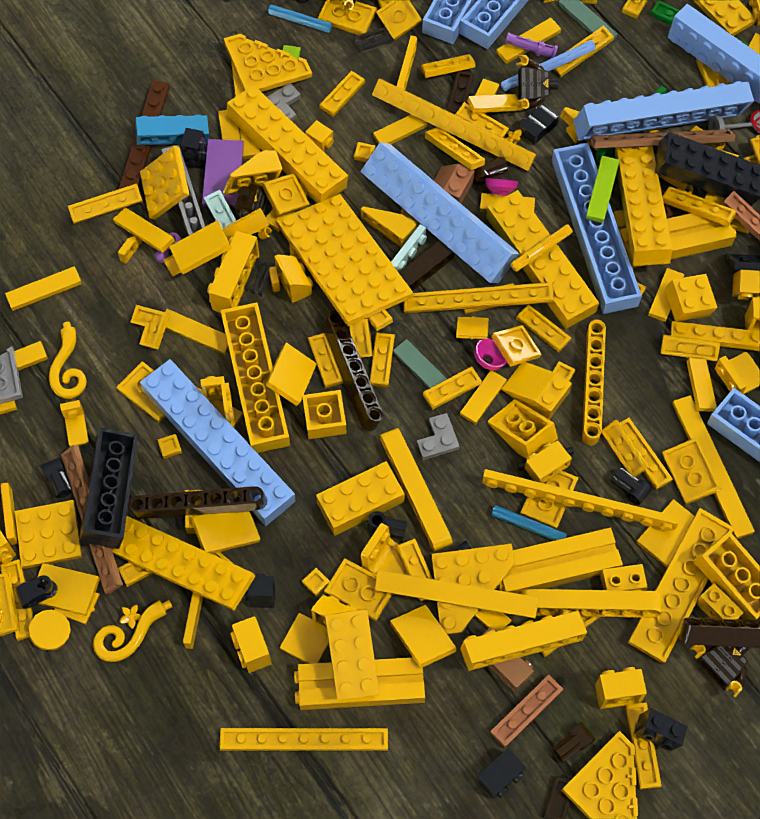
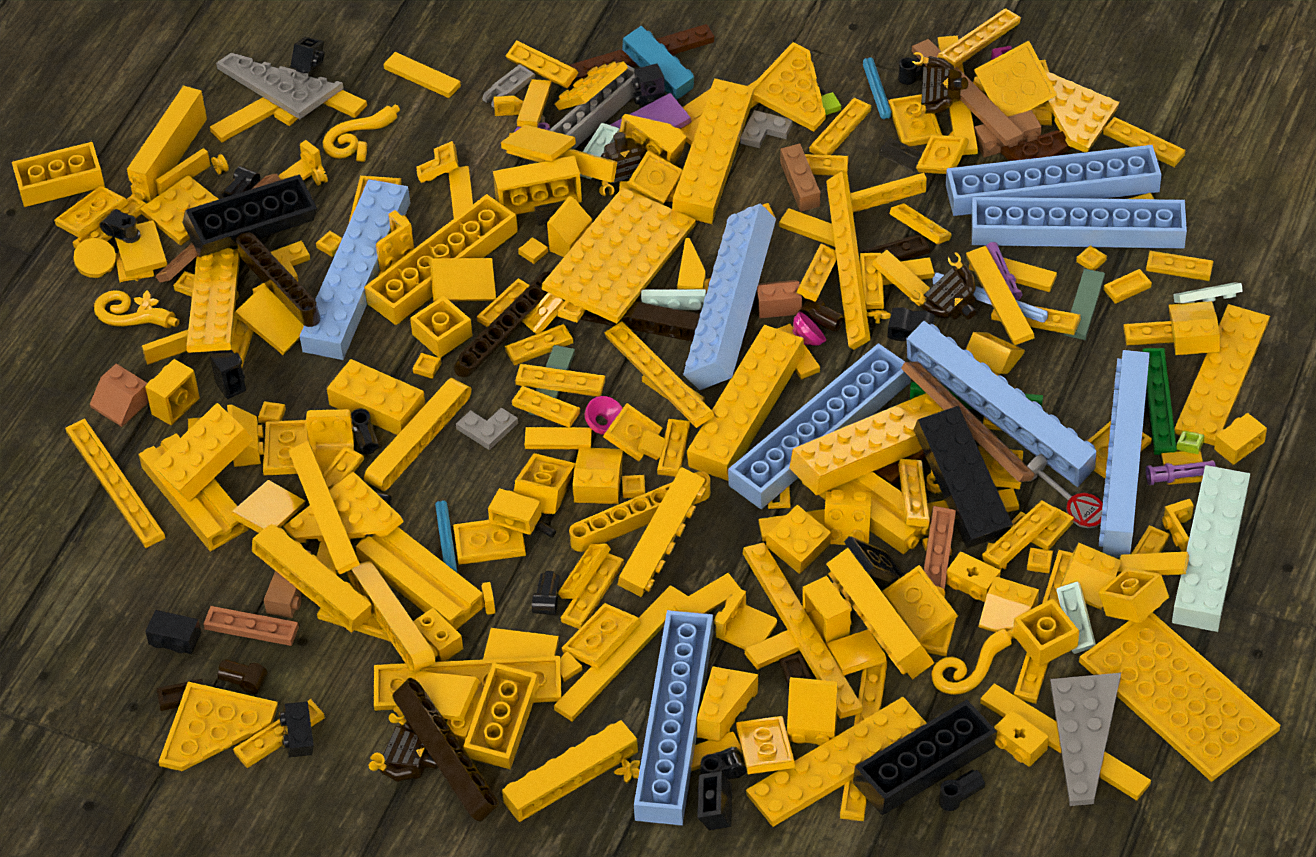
camera: 60 degrees right, 15 degrees down
(22, 480) = (220, 164): none -> yellow bush
(93, 372) = (361, 151): none -> yellow tile
(93, 416) = (318, 175): none -> yellow bush
(106, 235) = (509, 84): none -> light grey hinge
(160, 482) = (291, 256): none -> yellow plate
(218, 688) = (119, 395): none -> nougat slope
(286, 313) = (533, 250): none -> yellow tile
(319, 60) = (840, 128): none -> yellow tile
(320, 135) = (747, 171): yellow brick -> none
(347, 446) = (427, 365): none -> yellow tile
(355, 108) = (800, 177): none -> medium nougat brick
(433, 364) = (560, 380): none -> yellow tile
(472, 328) = (625, 389): yellow piece -> none
(536, 340) = (651, 444): none -> yellow tile
(541, 248) = (746, 384): yellow axle -> none
(559, 57) = (1000, 295): none -> yellow tile
(585, 501) = (496, 563): yellow plate -> none
(598, 90) = (994, 352): none -> yellow slope
(602, 189) = (860, 401): lime tile -> none
(608, 523) = (488, 598): none -> yellow tile
(620, 688) = (317, 677): yellow brick -> none
(631, 378) = (661, 532): none -> yellow brick
(690, 347) = (743, 570): yellow tile -> none
(692, 253) = (847, 515): none -> yellow bracket
(700, 601) = (449, 692): none -> yellow tile
(703, 504) = (569, 666): none -> yellow tile
(747, 33) = (1190, 442): none -> lime tile

